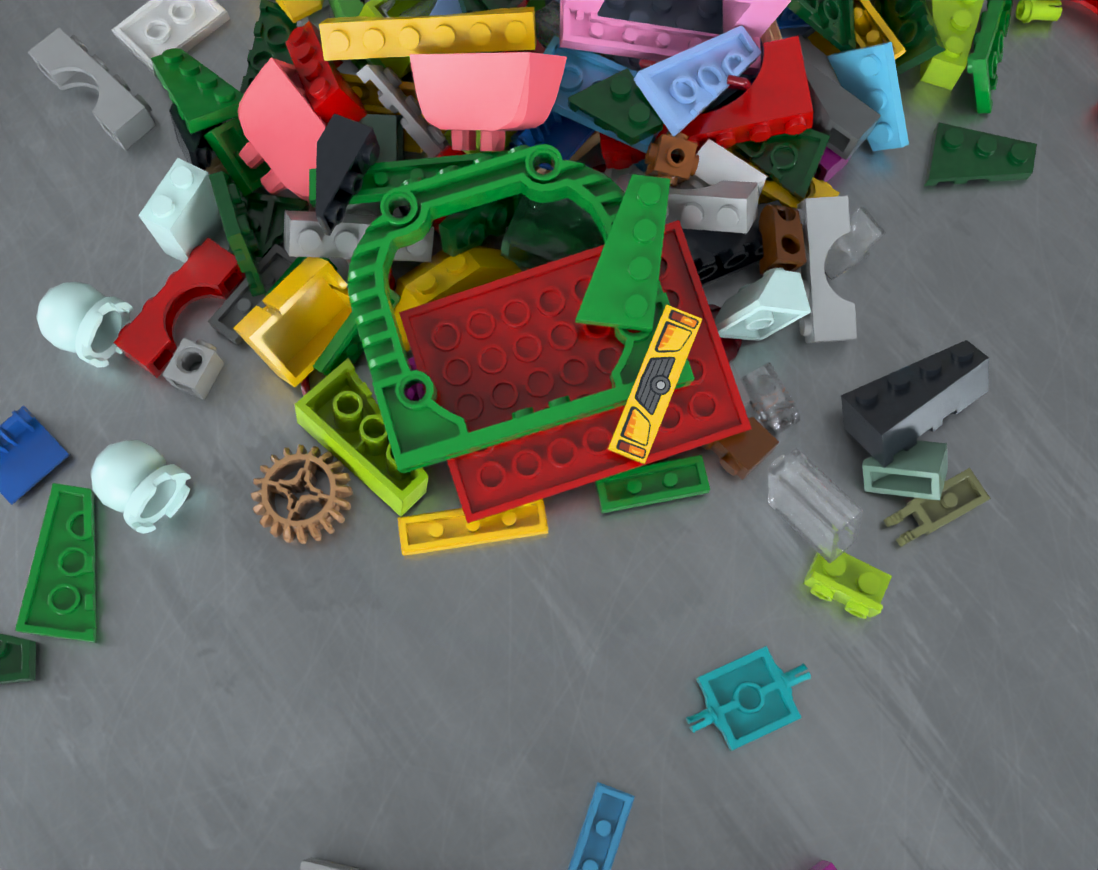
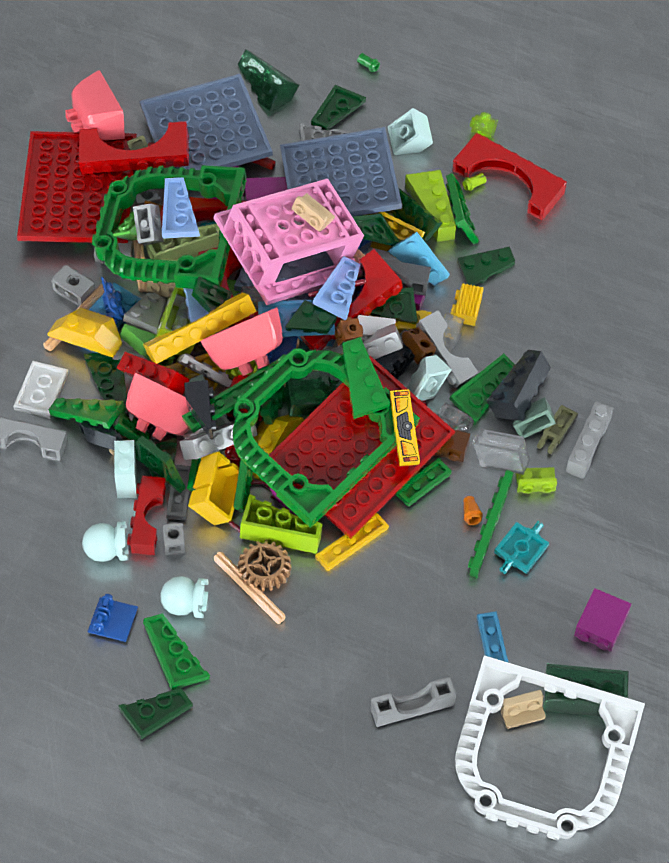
camera: 30 degrees left, 15 degrees down
(260, 535) = (255, 593): none -> light nougat axle
(702, 581) = (472, 512): none -> orange cone
(708, 633) = (488, 529): none -> green plate
(829, 371) = (473, 395): none -> green wing
(910, 208) = (468, 303): none -> yellow brick
(984, 560) = (588, 440): none -> light grey arch

